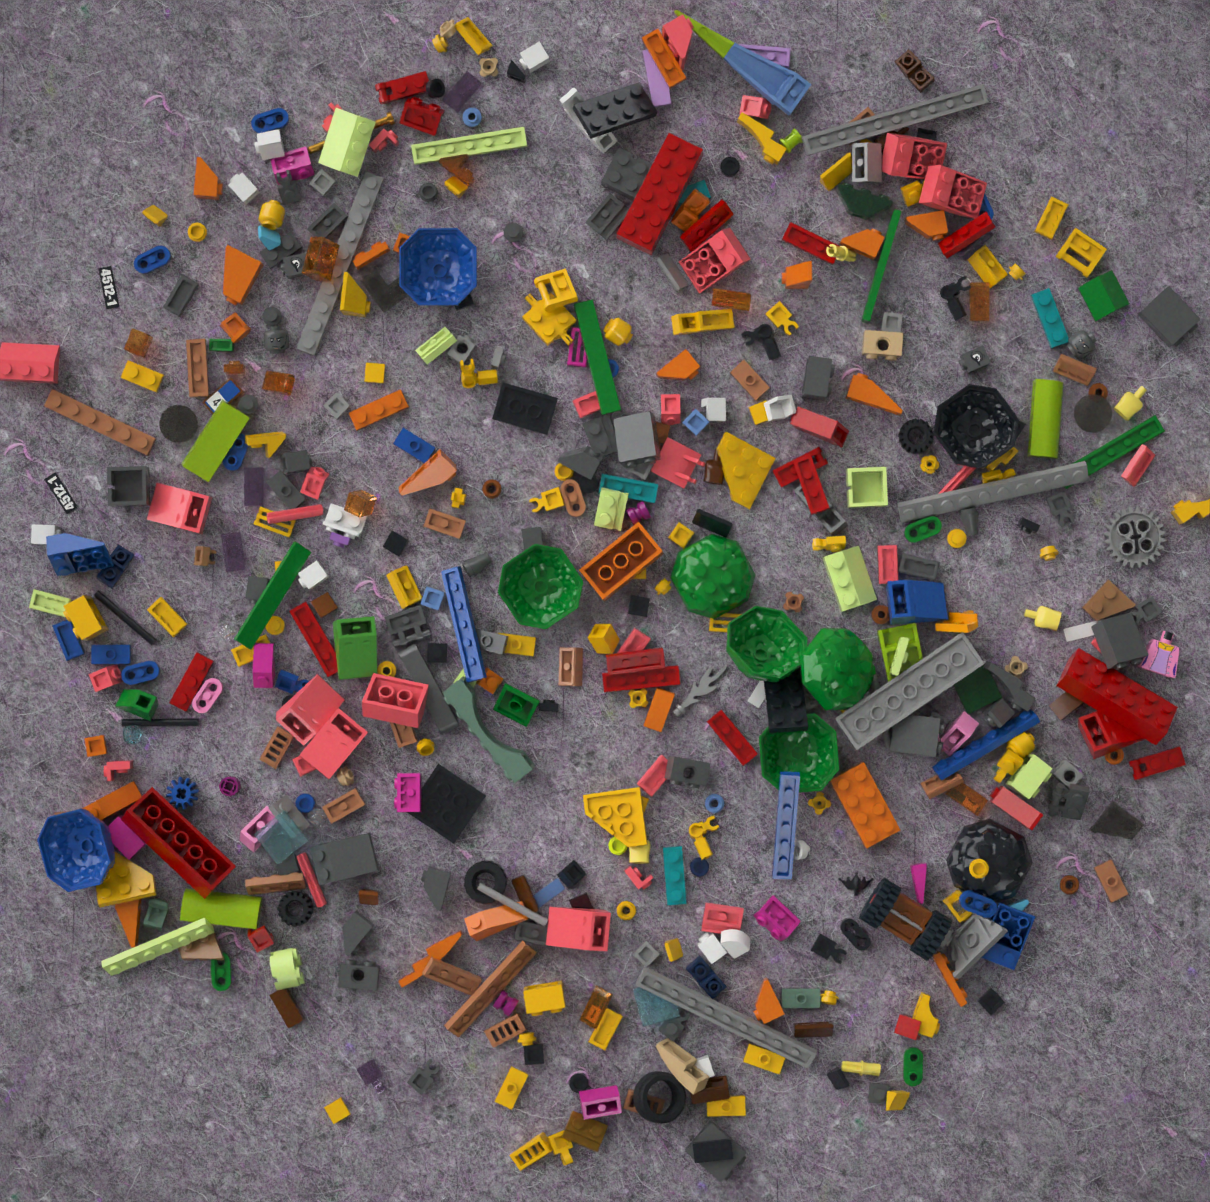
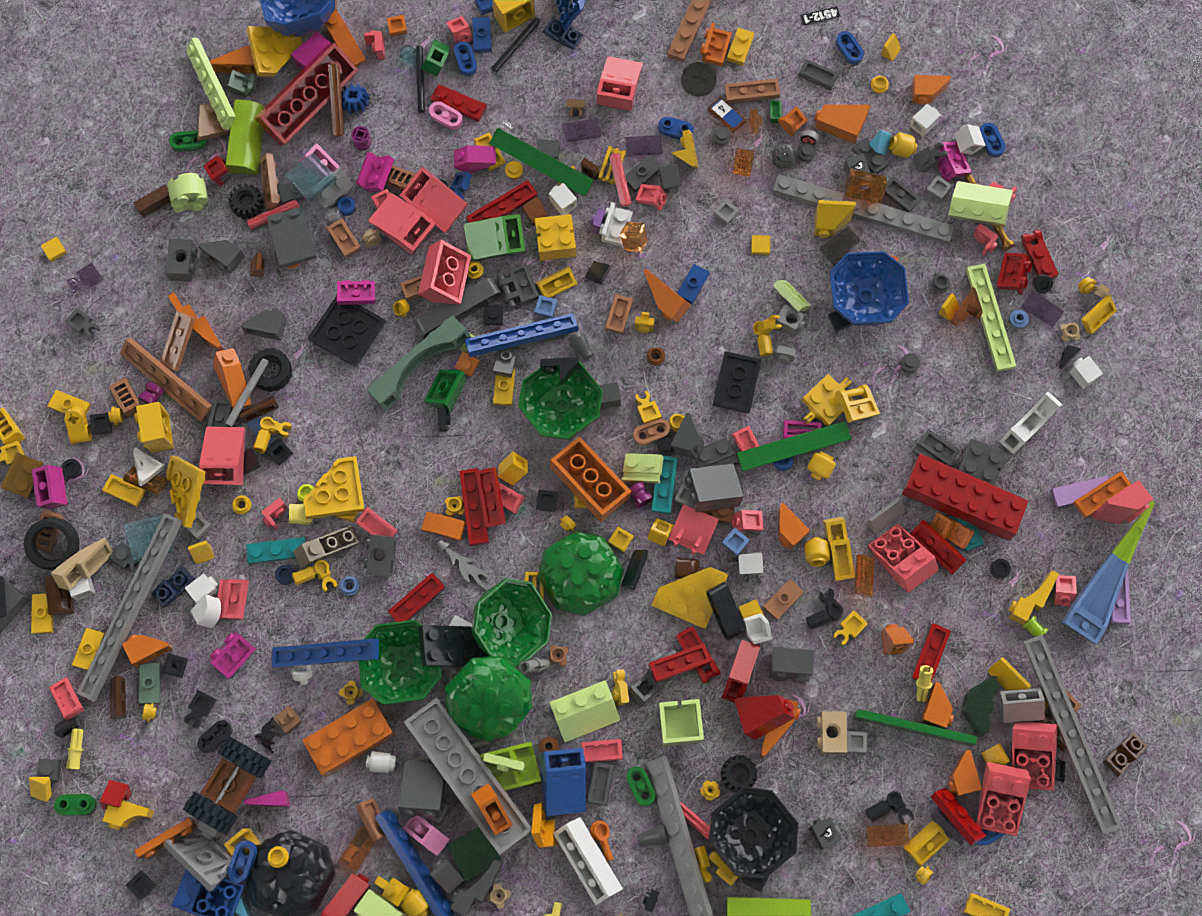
camera: 85 degrees right, 15 degrees down
(130, 484) = (638, 41): dark grey piece -> none
(138, 343) = (770, 39): clear orange panel -> none
(142, 402) = (716, 45): none -> orange bracket
(167, 616) = (518, 78): yellow plate -> none
(186, 811) = (336, 103): none -> dark orange axle
(215, 440) = (685, 106): lime brick -> none
(256, 312) = (809, 136): none -> tile
(271, 771) = (374, 172): none -> dark pink bracket
(279, 545) = (589, 168): none -> reddish brown tile
(356, 584) = (555, 237): none -> yellow piece
(378, 250) = (871, 231): orange plate -> none
(378, 410) = (725, 250): orange plate -> none
(510, 579) = (565, 366): none -> black slope
(535, 1077) = (77, 429): none -> yellow piece
(545, 883) = (267, 427): none -> yellow bar
(570, 666) = (484, 440): nougat slope -> none
(582, 1006) = (146, 466): none -> white tile
(609, 964) = (186, 488): none -> yellow plate
(615, 110) = (1044, 448): black plate -> none
(675, 495) = (660, 532): none -> yellow slope
(675, 826) = (325, 546): none -> dark tan slope
(705, 343) = (817, 552): none -> yellow head
(762, 437) = (725, 611): none -> black beam
(785, 973) = (175, 665): none -> black tile
(805, 624) = (534, 665): none -> light grey pin
(812, 1078) = (66, 698): none -> coral plate
(842, 864) = (287, 719): none -> medium nougat tile
(865, 409) = (763, 714): none -> red slope
(888, 774) = (381, 762): none -> white brick
(944, 668) = (491, 809): none -> orange slope
(956, 538) = (633, 823): yellow plate -> none
(962, 569) = (600, 832): none -> orange plate
(990, 582) = (587, 861): none -> white brick

